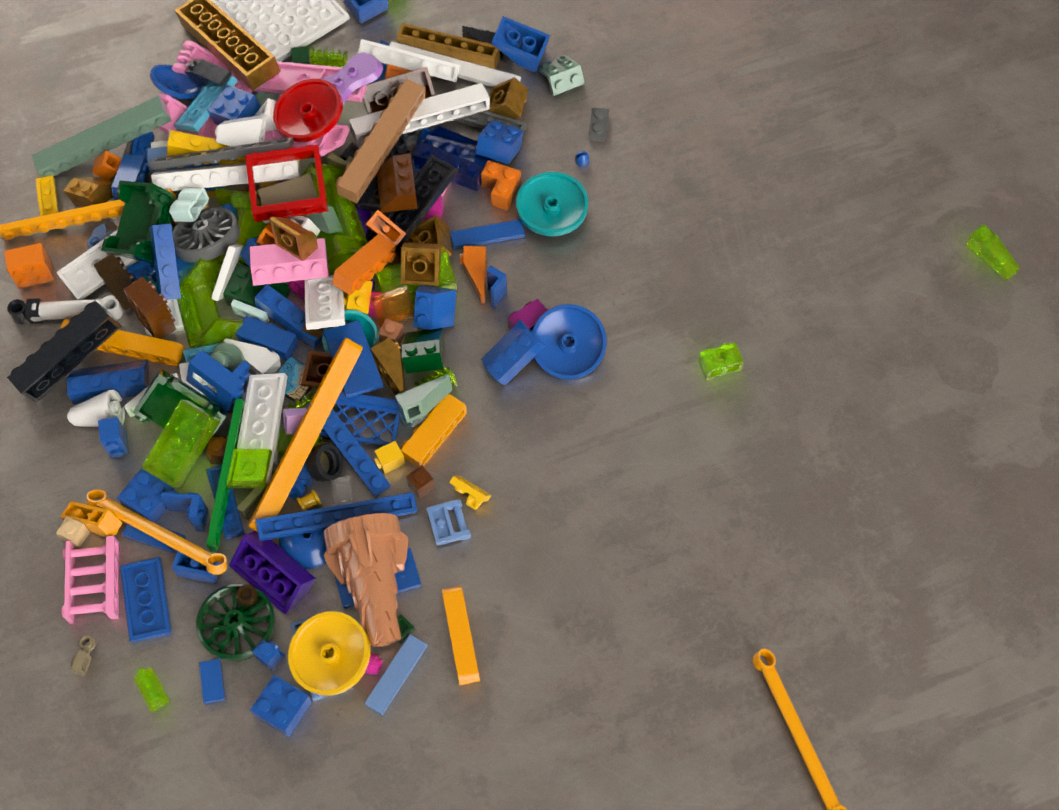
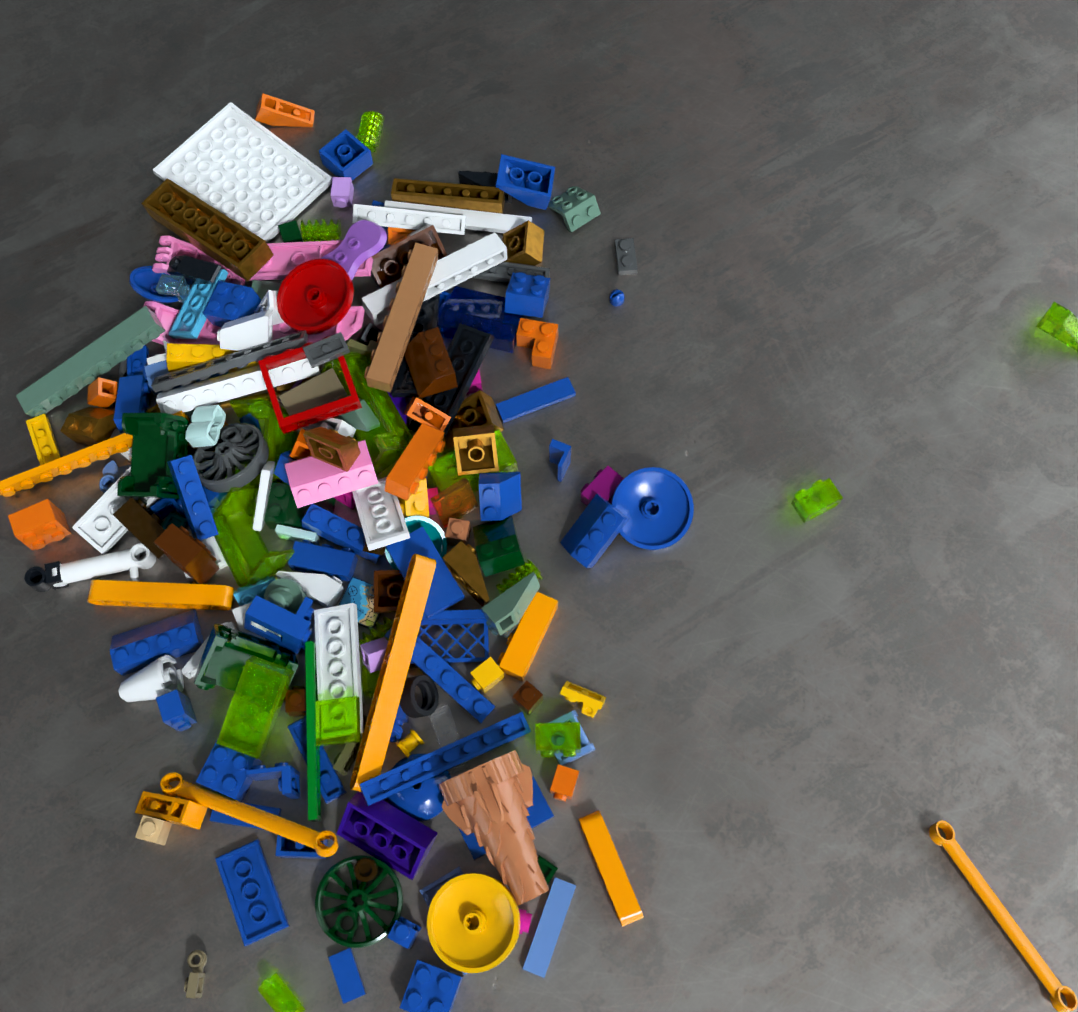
camera: 10 degrees left, 5 degrees up
(64, 351) = (99, 621): black brick -> none
(110, 587) = (209, 887): bright pink fence -> none
(188, 84) = (173, 285): none -> clear light blue bracket
(306, 154) = (326, 350): none -> dark grey plate
(354, 28) = (342, 192): none -> lavender brick
(430, 510) = (569, 731): none -> clear neon green brick
(436, 557) = (564, 783): none -> orange brick
(475, 268) = (531, 440): orange slope -> none
(552, 203) = (598, 355): teal dish -> none

